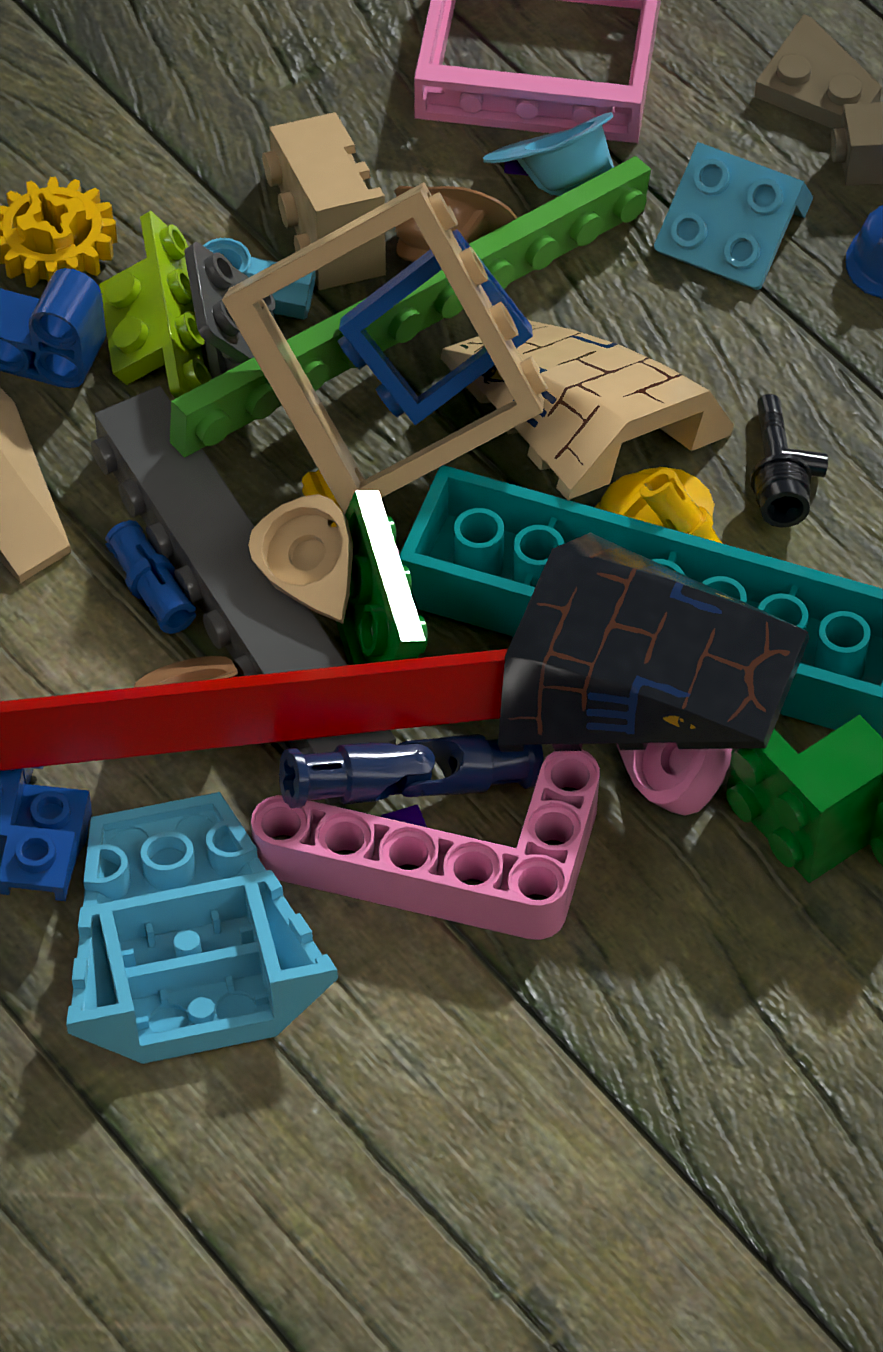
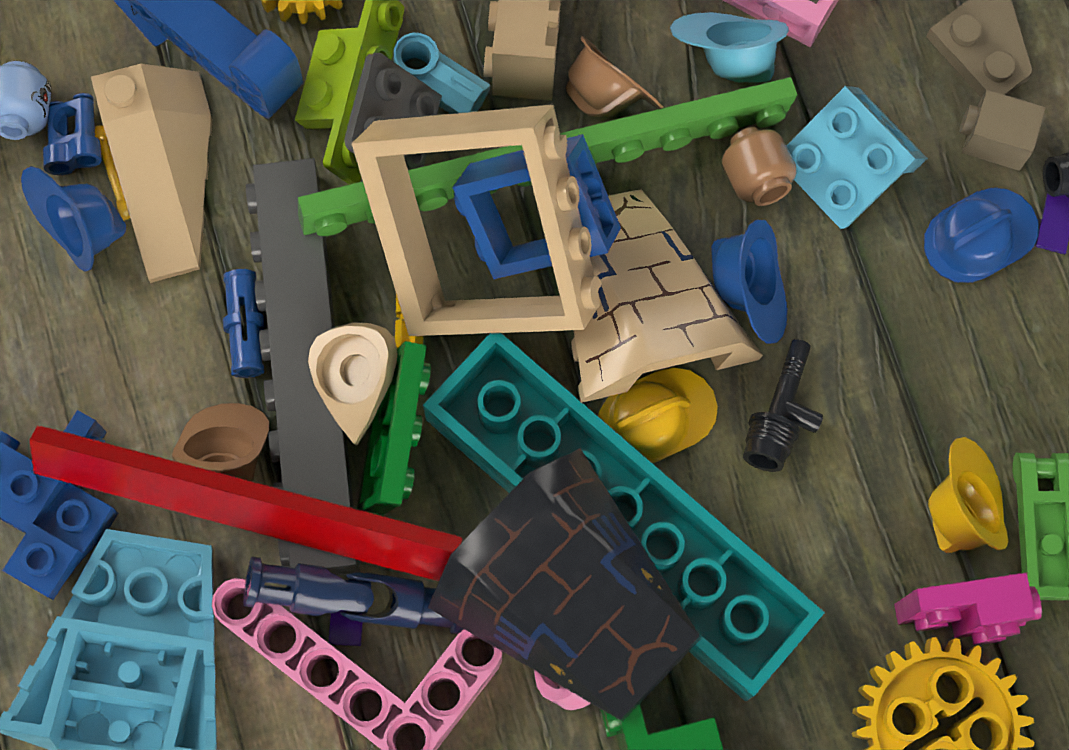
camera: 20 degrees right, 20 degrees up
(642, 251) = (759, 166): none -> medium nougat head
(675, 507) = (671, 451): yellow pin -> none
(678, 341) = (750, 279): none -> blue piece

